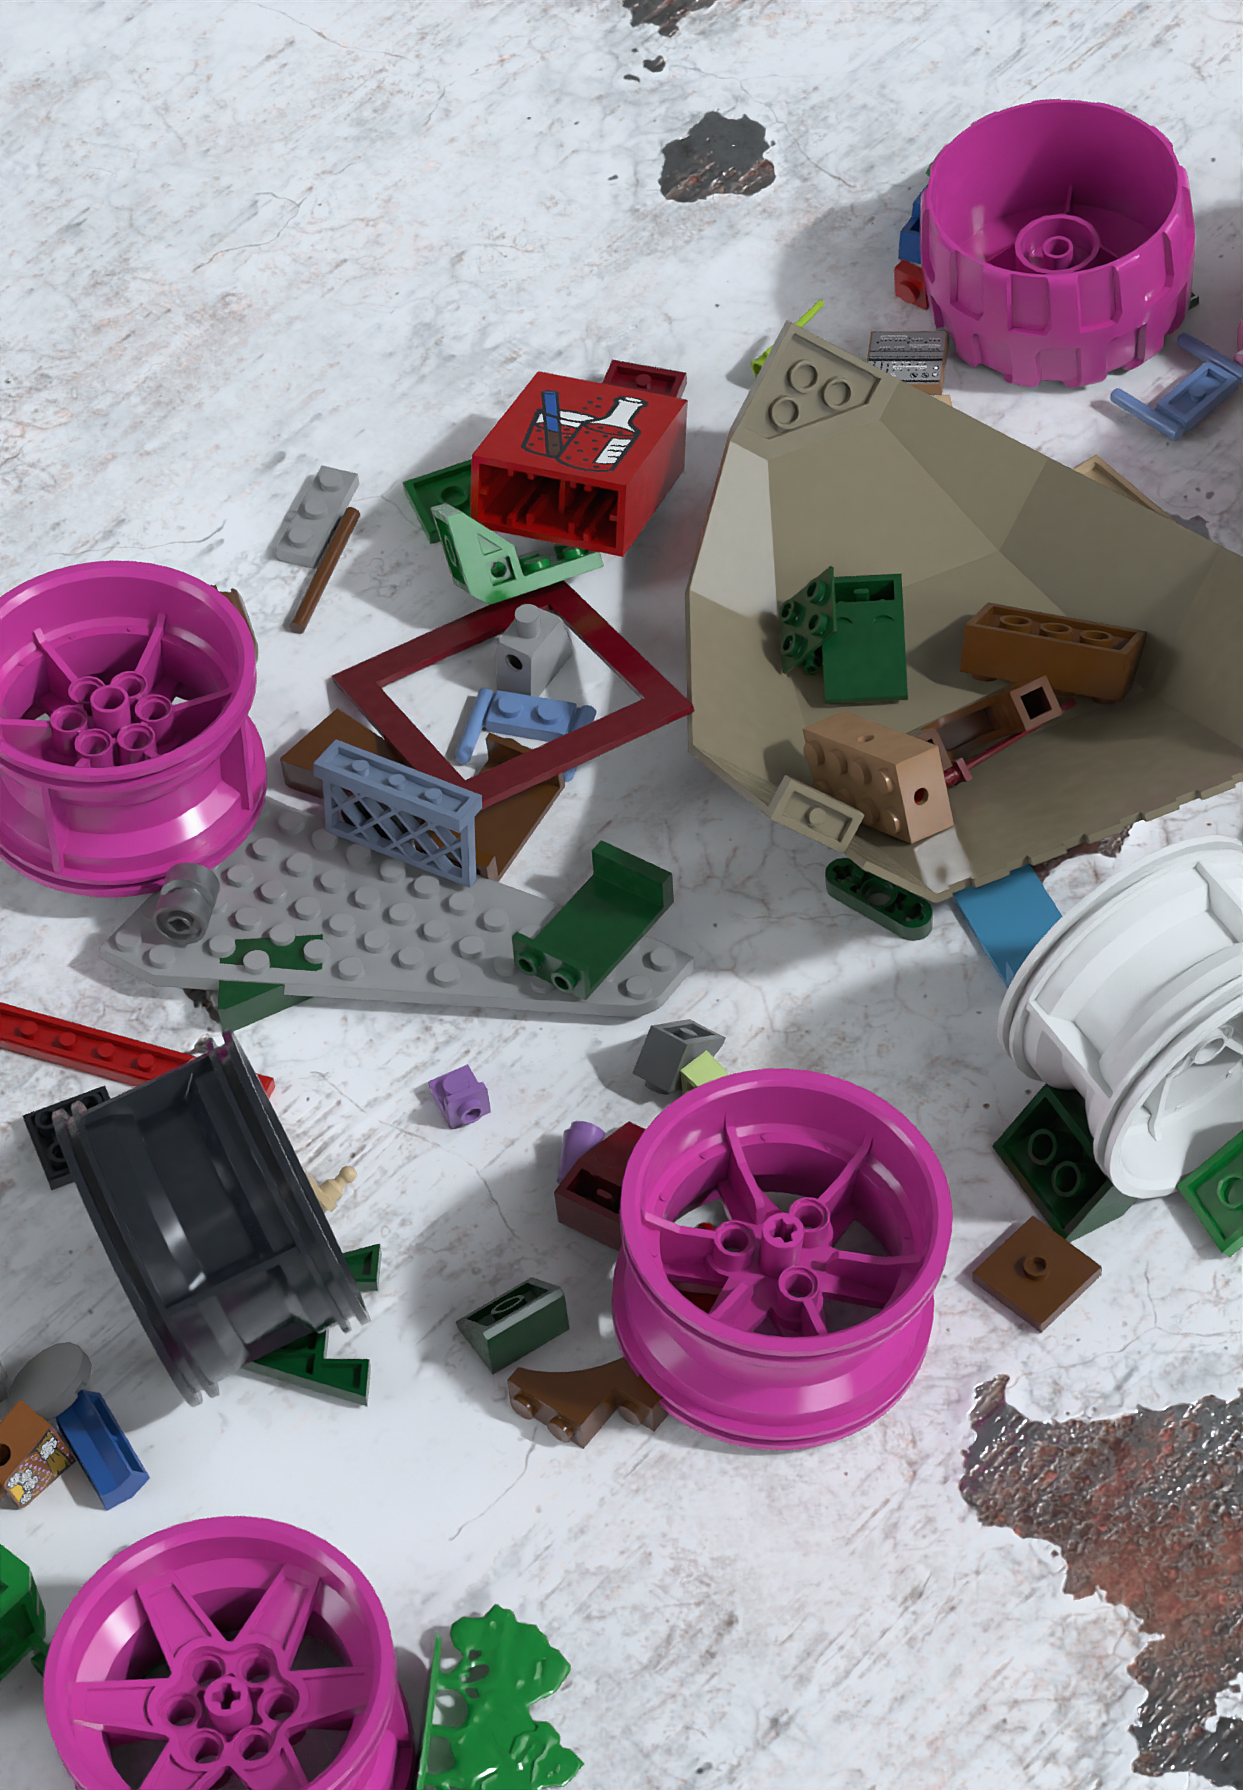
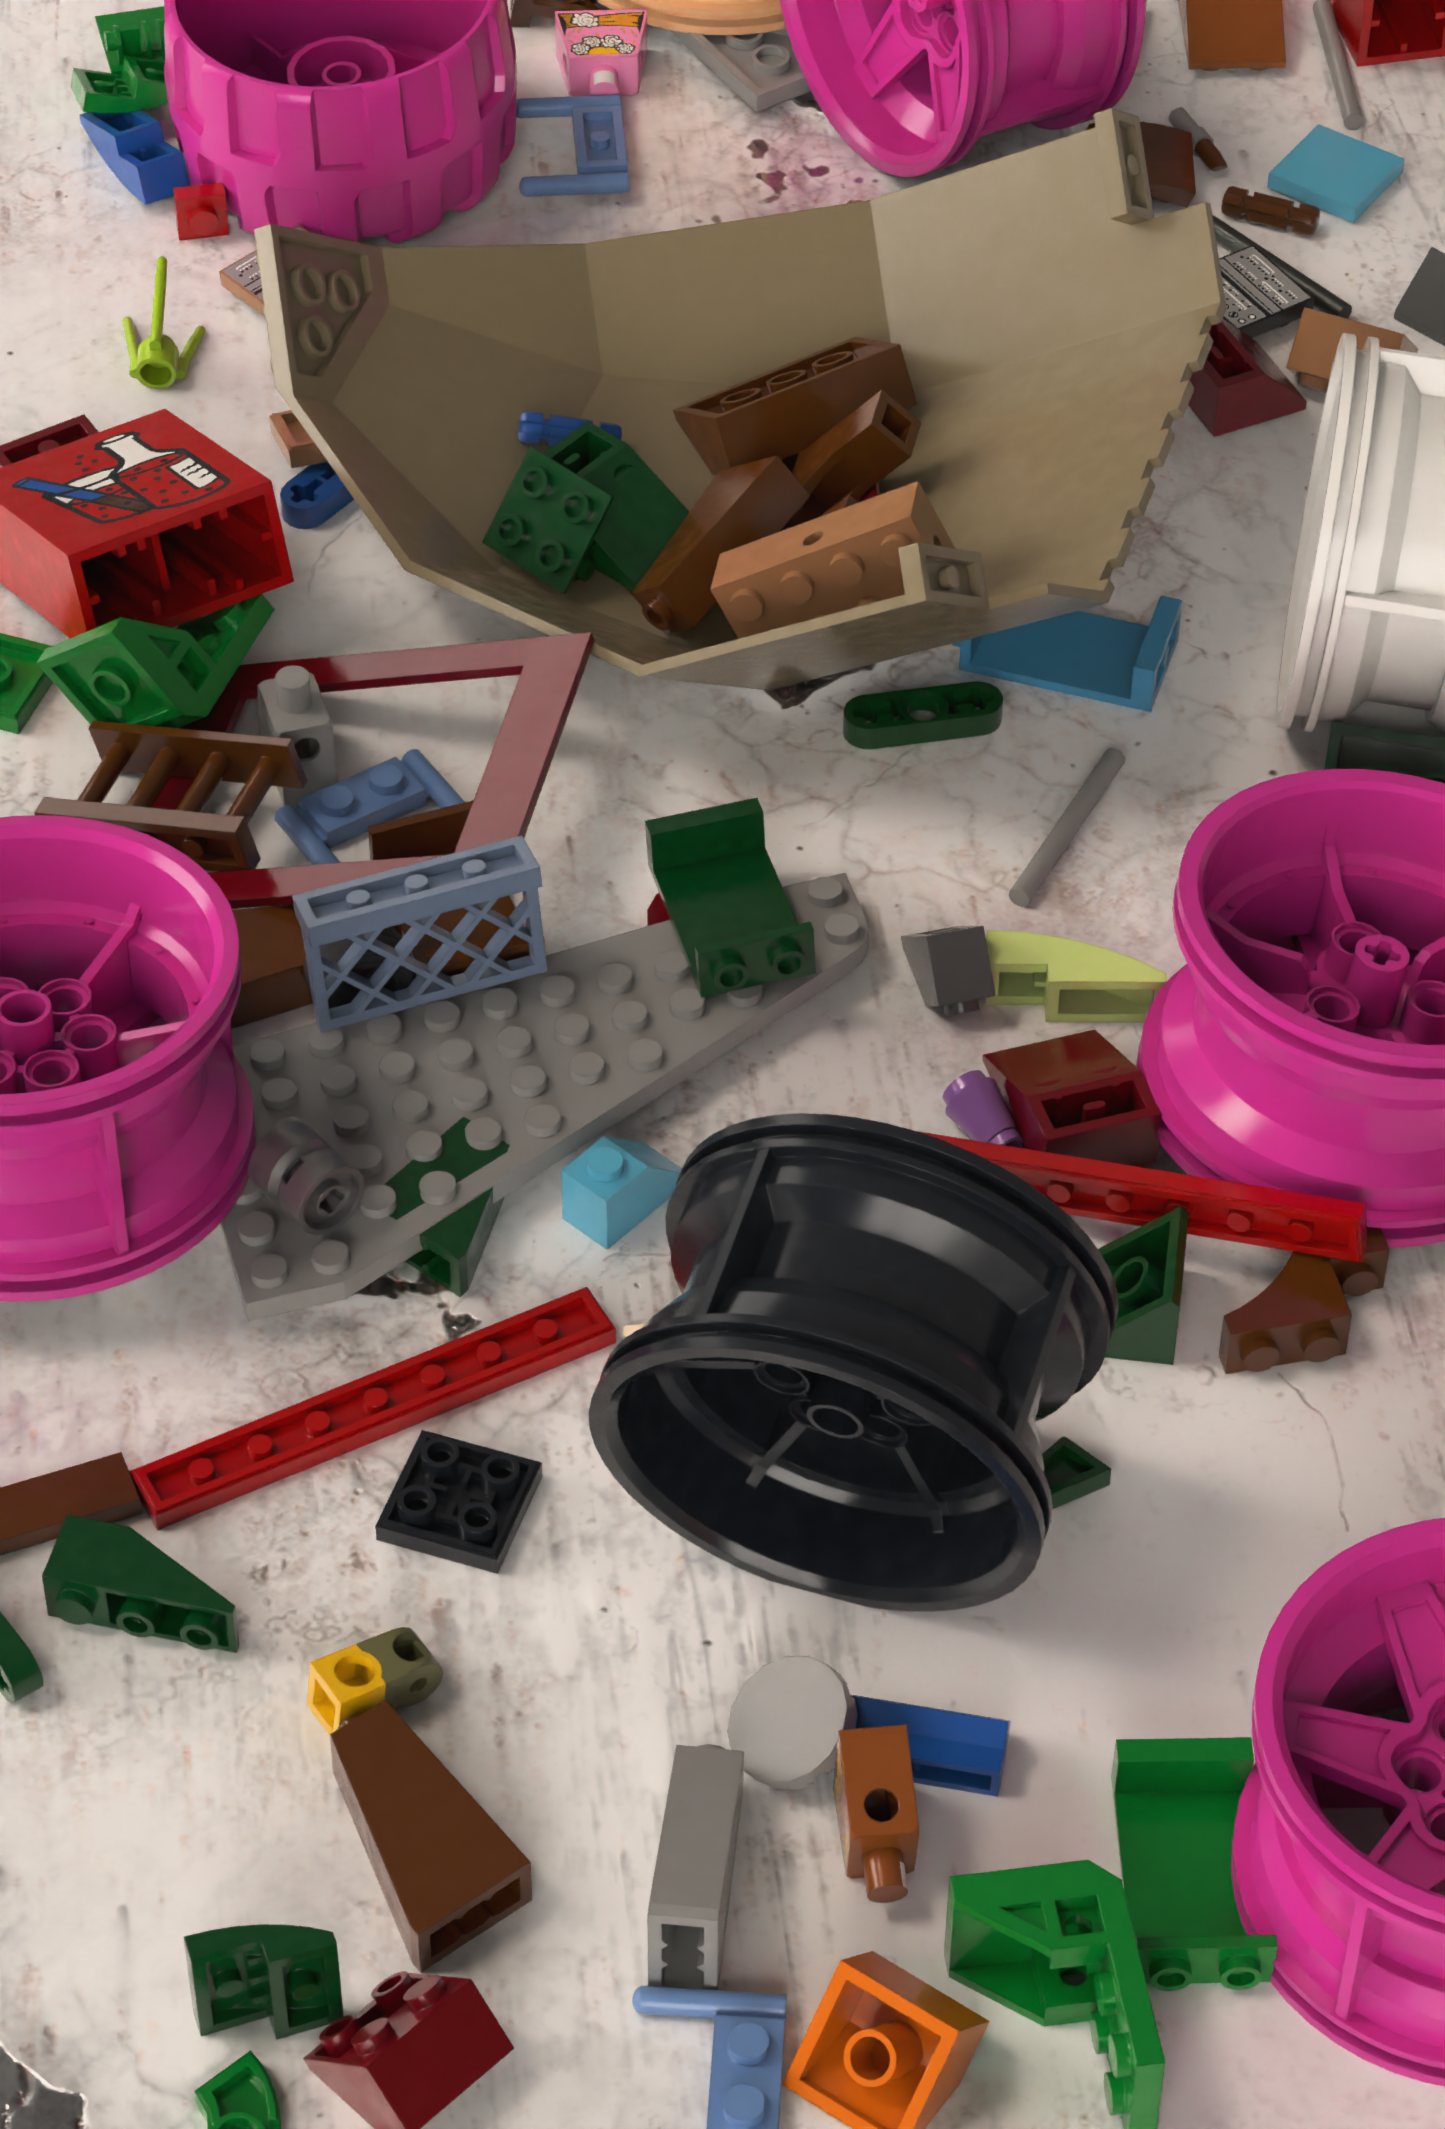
camera: 55 degrees left, 5 degrees down
(358, 1036) = (615, 1188): none -> medium azure slope
(395, 660) = (209, 757): none -> reddish brown fence
(562, 1260) = (1214, 1206): none -> red tile
(863, 1029) = (1066, 827): none -> light grey bar
(891, 700) = (733, 511): none -> reddish brown slope
(915, 574) = (534, 428): none -> blue axle

